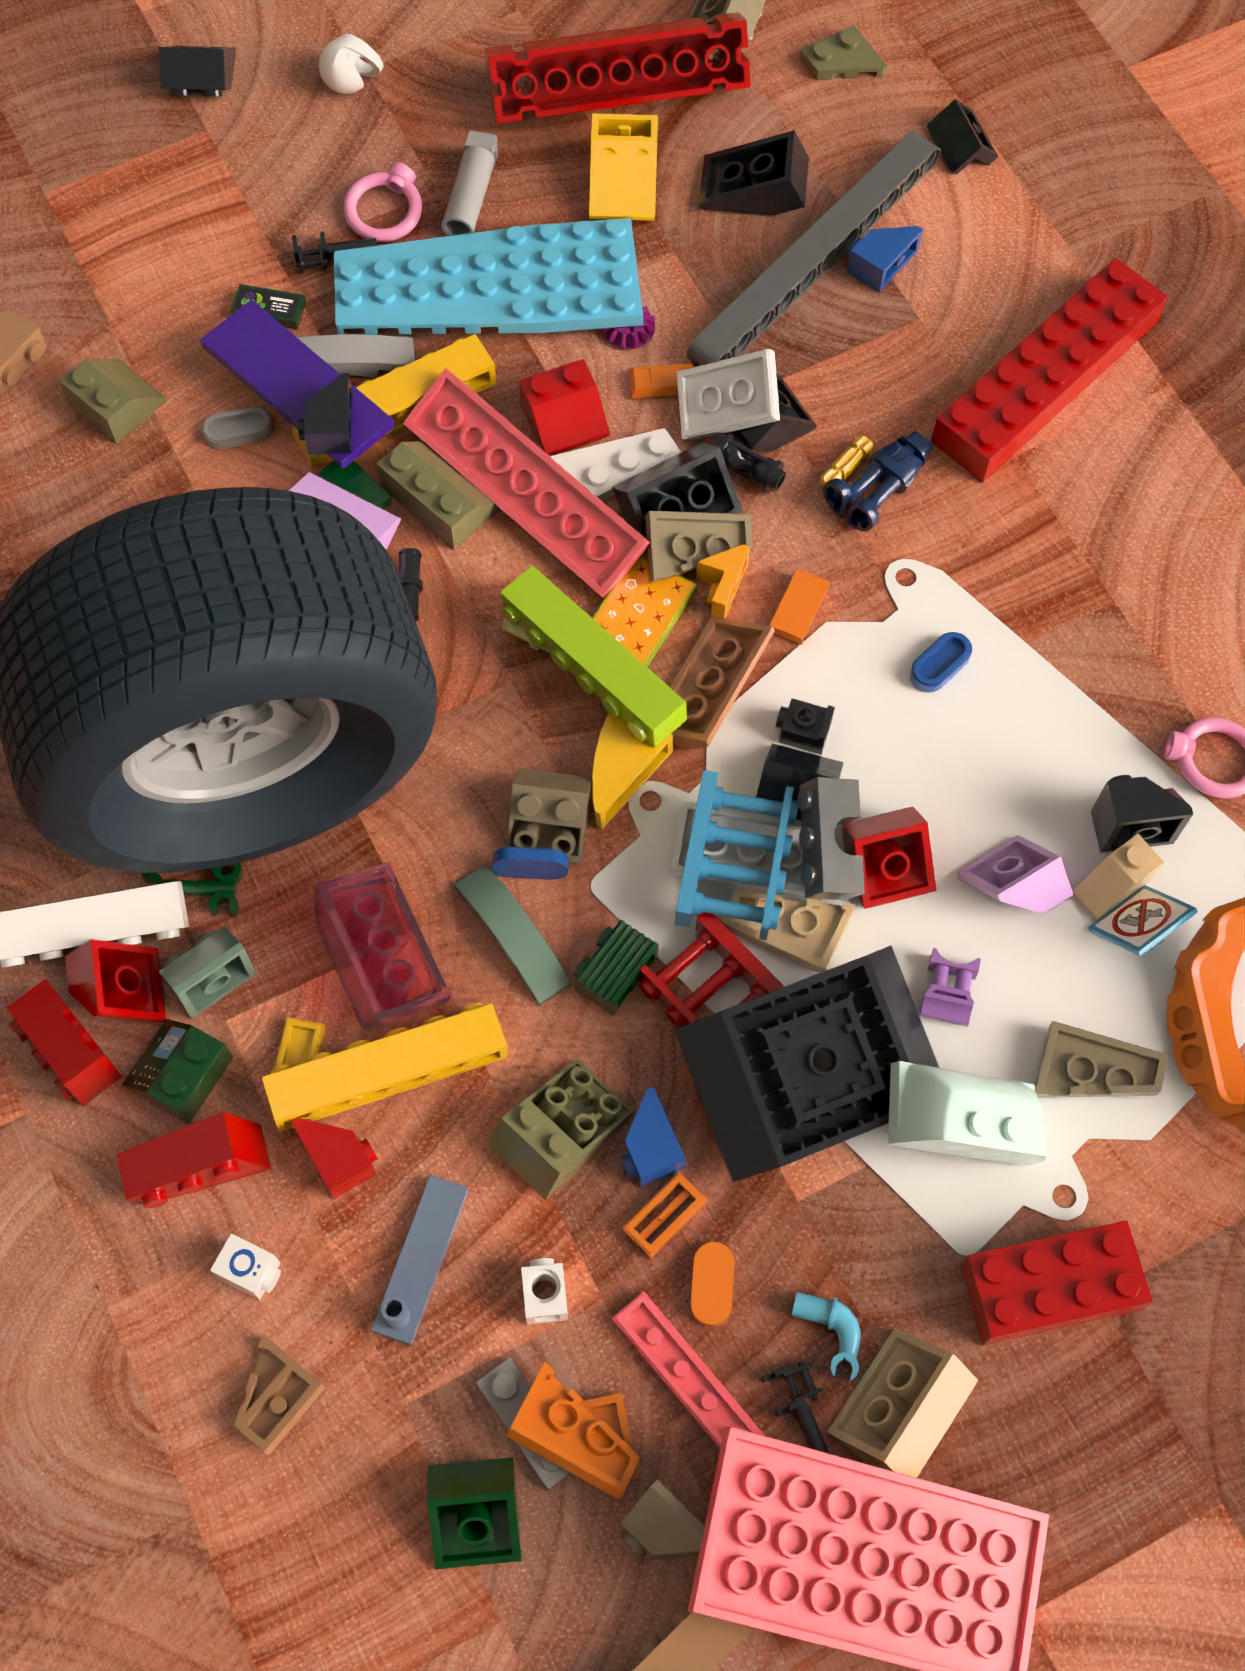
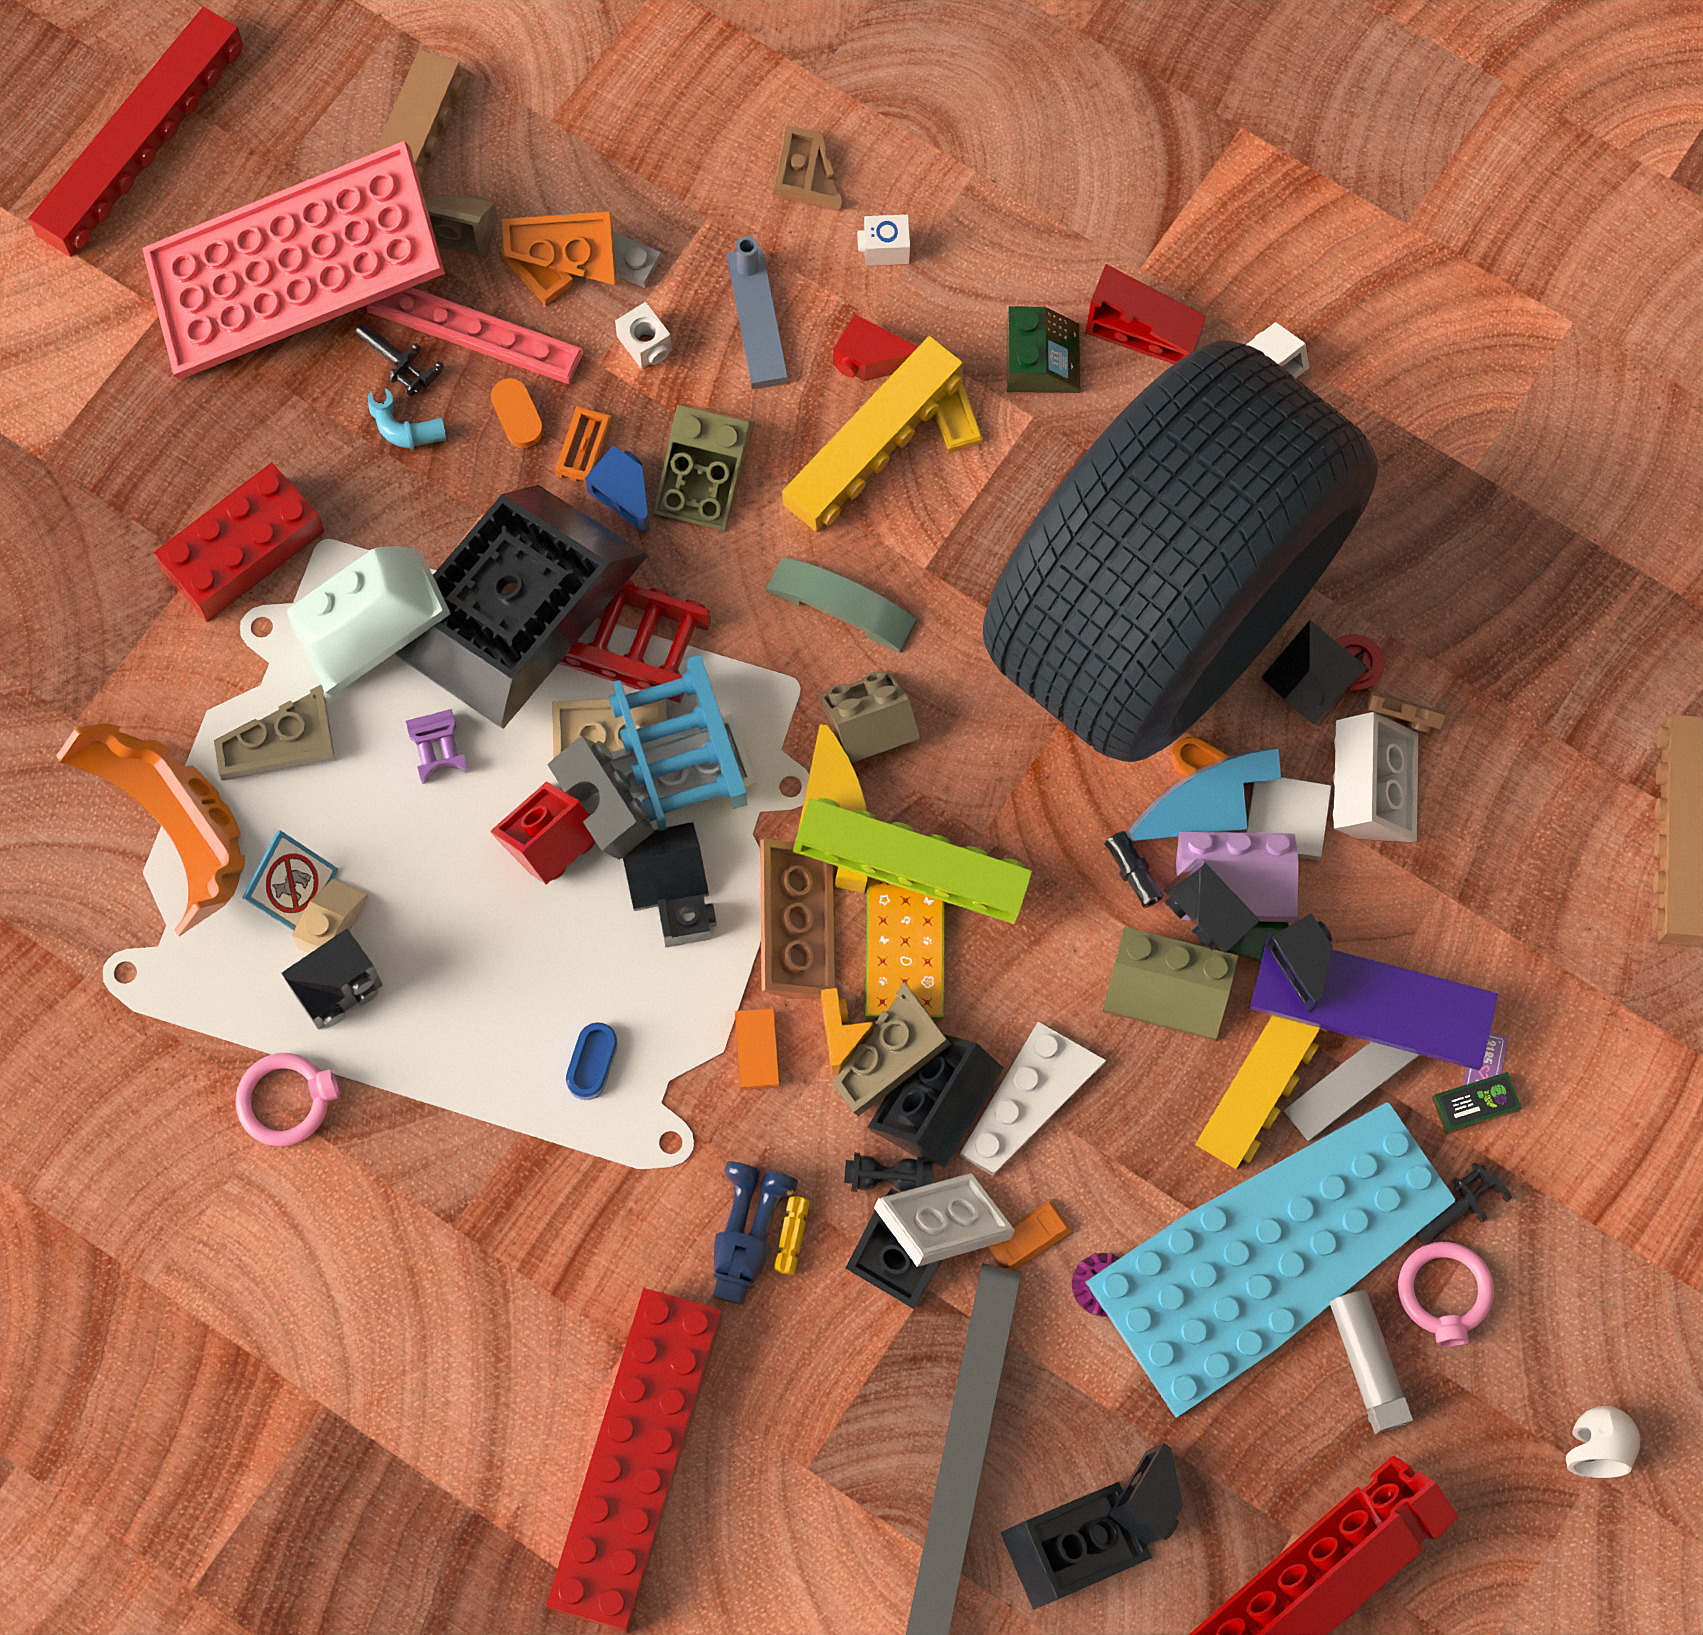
camera: 150 degrees right, 5 degrees up
(110, 396) = (1548, 913): olive slope -> none
(117, 980) = (1124, 376): red slope -> none
(193, 1159) = (975, 286): red wedge -> none
(208, 971) = (1069, 427): sand green slope -> none
(237, 428) = (1413, 945): light grey tile -> none
(375, 484) = (1211, 905): none -> black slope
(377, 947) = (934, 510): clear pink windscreen -> none
(473, 1513) = (610, 168): dark green slope -> none
(526, 483) = (1090, 1024): coral plate -> none
(530, 863) = (859, 664): blue tile -> none
(564, 408) = (1104, 1137): red slope -> none
(615, 966) = (733, 612): dark green brick -> none
(623, 166) = (1222, 1471): yellow slope -> none
(684, 177) = (1150, 1498): none -> black slope
(883, 254) = (885, 1515): blue slope -> none
(903, 1404) = (321, 394): tan slope -> none
(1020, 875) = (422, 868): lavender slope -> none

